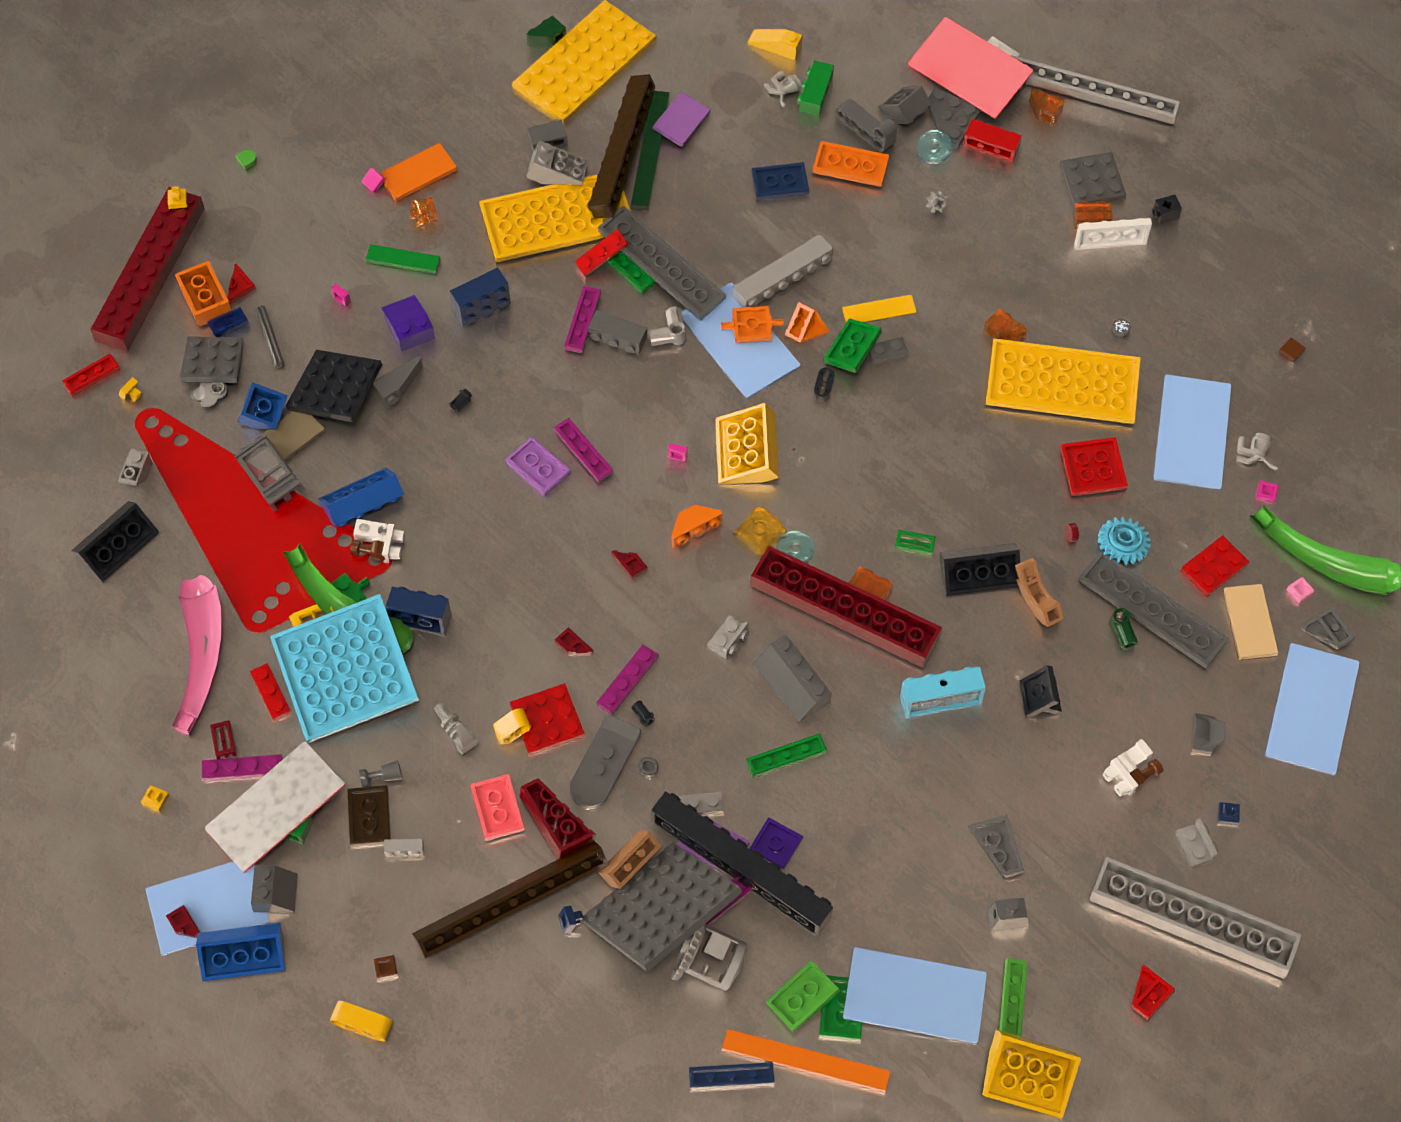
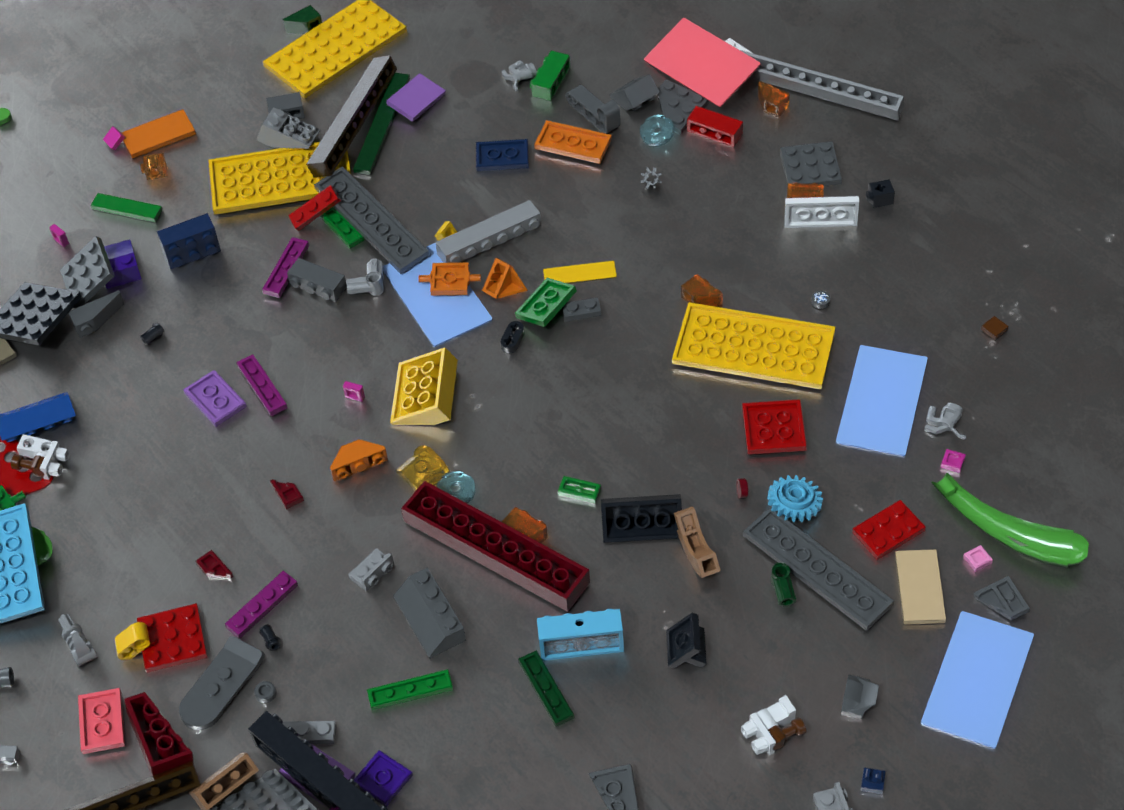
camera: 10 degrees right, 10 degrees down
(383, 335) = (88, 271): none -> dark grey plate
(419, 610) = (64, 523): dark blue brick -> none
(739, 272) = (445, 230): none -> yellow tile
(777, 41) = (521, 35): yellow slope -> none
(914, 745) = (546, 688): none -> dark green tile

